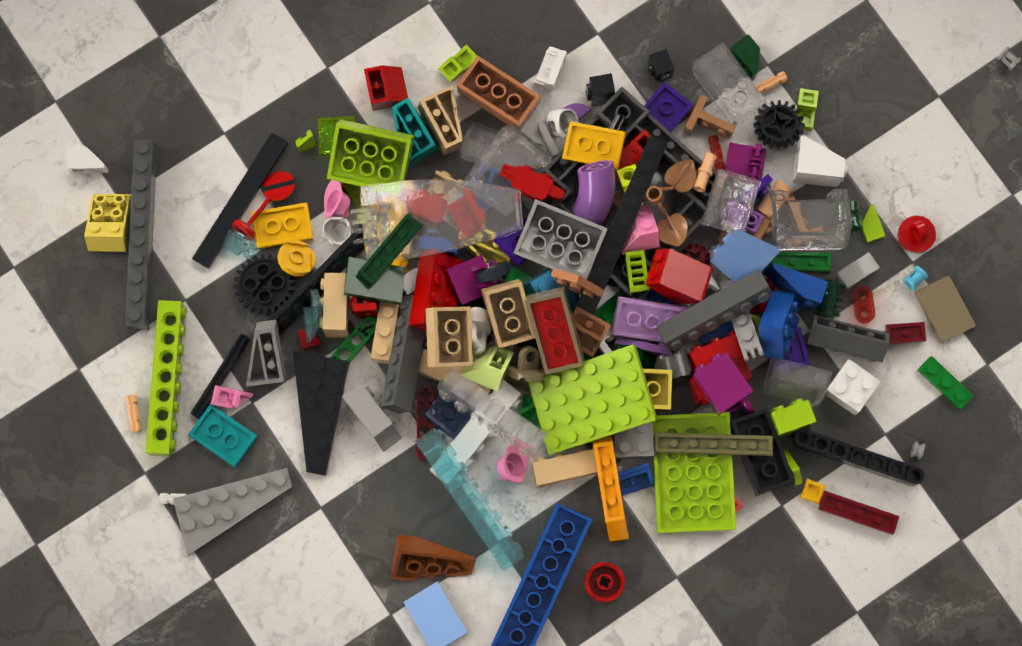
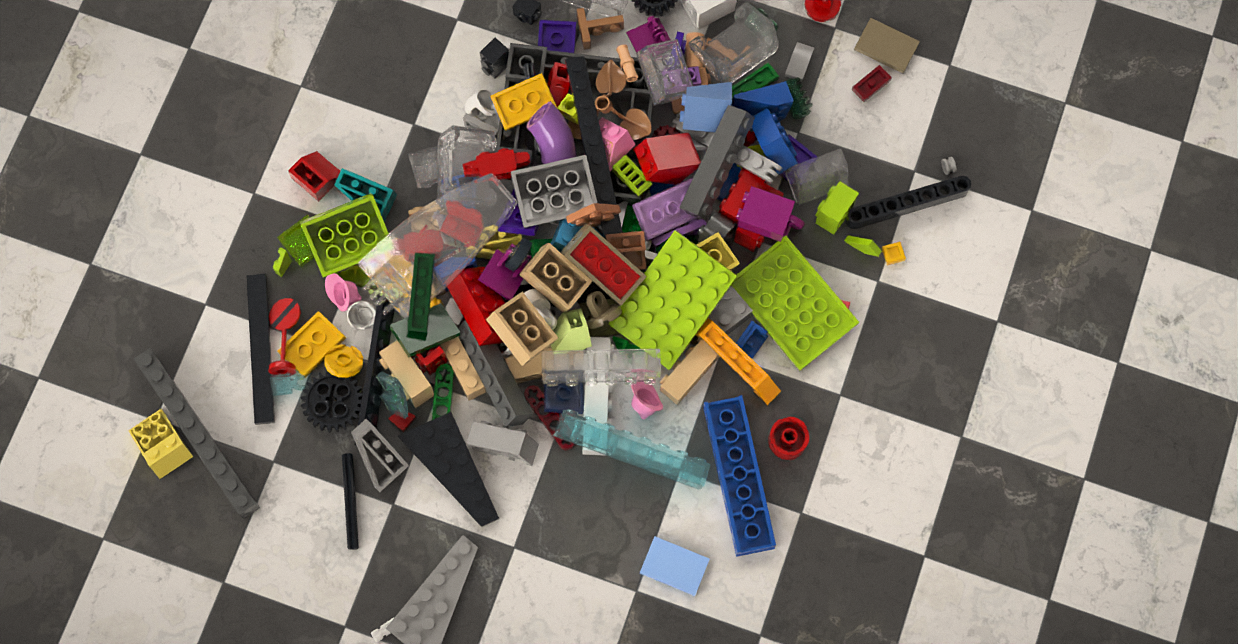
camera: 40 degrees left, 5 degrees down
(82, 160) = (101, 407): white slope -> none
(133, 413) = (298, 584): light nougat axle -> none
(165, 311) = (265, 479): lime brick -> none
(223, 435) = (389, 548): teal tile -> none
(229, 397) = (370, 513): bright pink slope -> none
(421, 558) = (629, 526): dark orange wedge -> none
(442, 119) = (383, 168): tan wedge -> none
(459, 64) = (362, 116): lime slope -> none
(498, 93) = (412, 116): nougat brick -> none
(550, 68) = (440, 70): white hinge -> none
(580, 109) = (488, 85): medium lavender tile -> none
(713, 444) = (792, 268): olive tile -> none
(716, 150) = (613, 40): clear red axle -> none
(764, 472) = (833, 249): black brick -> none
(848, 338) = (832, 117): dark grey brick -> none
(852, 387) = (864, 151): white brick -> none
(858, 512) = (941, 244): dark red plate -> none
(863, 305) = (824, 84): clear red plate -> none
(872, 226) = (786, 22): lime tile -> none
(915, 278) = (847, 37): medium azure bush -> none
(945, 383) = (929, 100): green plate -> none

